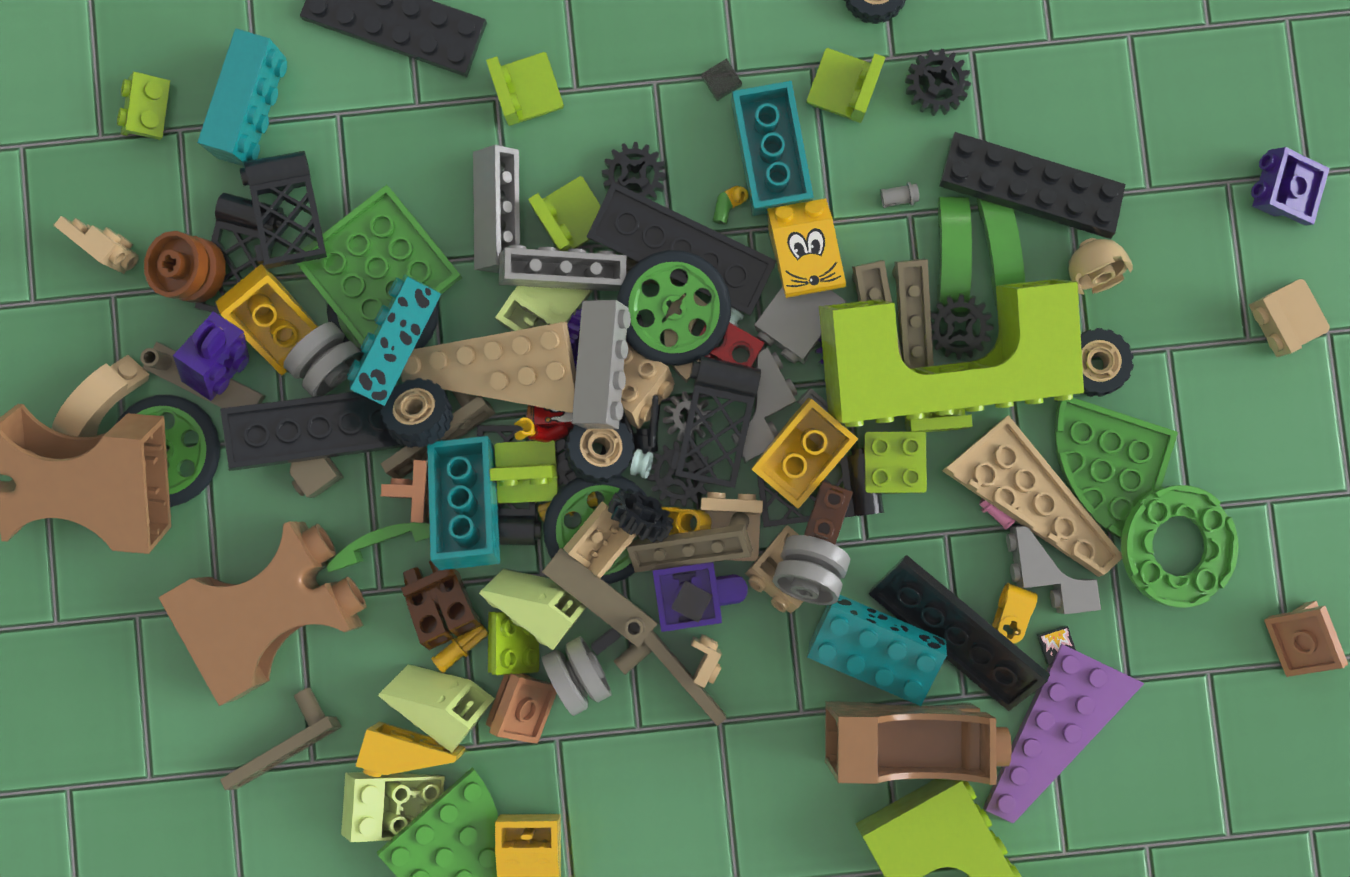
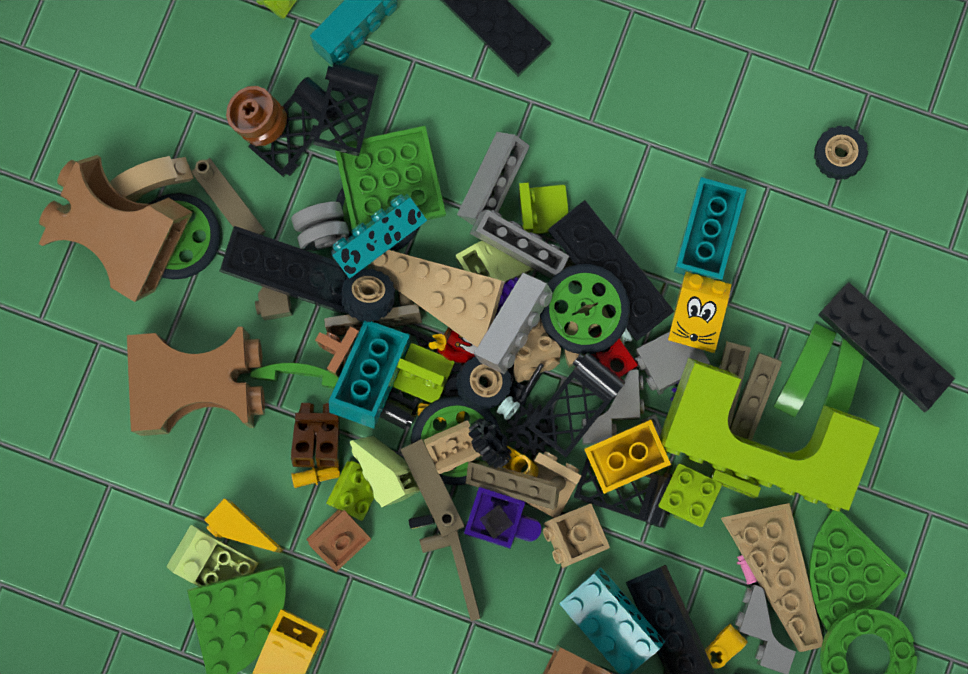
camera: 25 degrees right, 5 degrees down
(103, 245) = (210, 75): tan plate -> none
(212, 356) = (245, 187): dark purple brick -> none
(267, 315) = (295, 177): yellow slope -> none
(318, 729) = (187, 484): dark tan piece -> none
(437, 703) = (281, 507): yellowish green slope -> none
(525, 87) = (556, 104): lime bracket -> none
(576, 677) = (389, 535): light grey wheel -> none
(642, 166) = (612, 198): black gear -> none
(677, 416) = (550, 387): light grey gear -> none
(709, 666) = (484, 576): tan bracket -> none
(721, 79) = (698, 165): clear smoke tile -> none
(727, 200) = (660, 252): arm -> none
(811, 570) = (592, 540): light grey wheel -> none
(828, 512) = (623, 506): reddish brown hips -> none
(845, 84) = (785, 210): lime bracket -> none
(900, 195) = (786, 308): light grey pin -> none
(949, 88) = (847, 233): black gear -> none
(969, 336) = (781, 412): black gear -> none
(1098, 265) = (906, 427): tan cylinder -> none
(1116, 359) = (887, 494): wheel -> none

